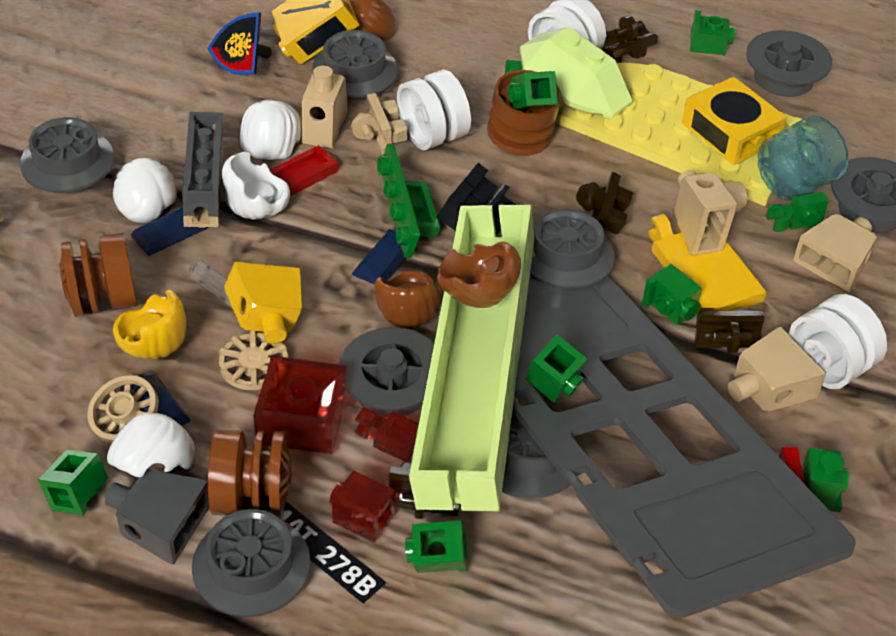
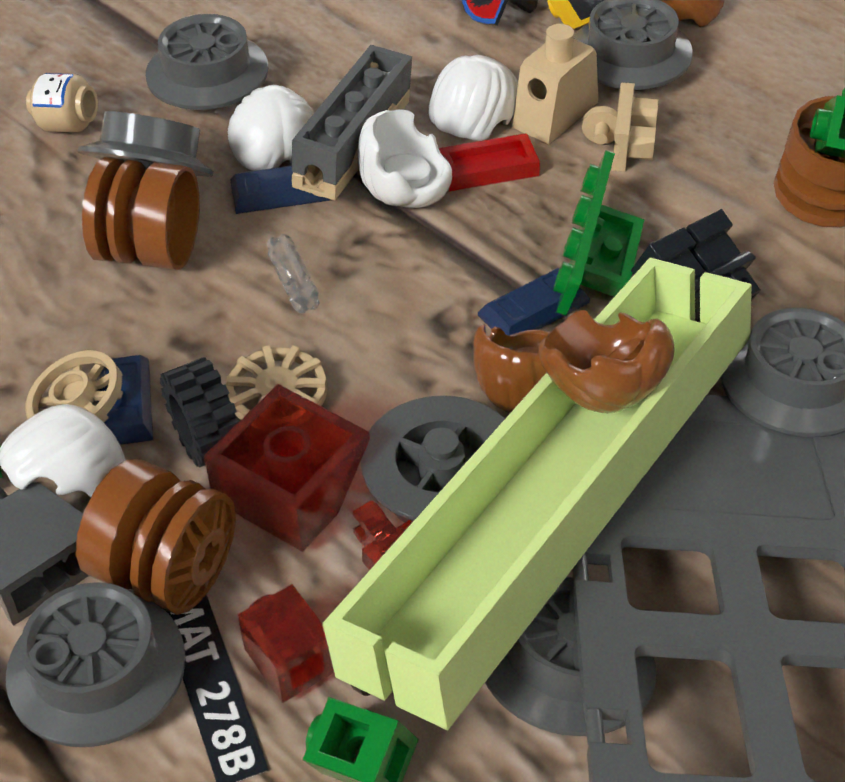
camera: 30 degrees right, 0 degrees up
(74, 224) = (147, 141): none -> dark grey wheel
(153, 329) = (168, 305): yellow piece -> none
(224, 390) = (198, 406): none -> black tyre
(265, 298) = (331, 308): yellow torso -> none
(434, 109) = (702, 124): white wheel -> none
(557, 369) = (662, 541): green brick -> none

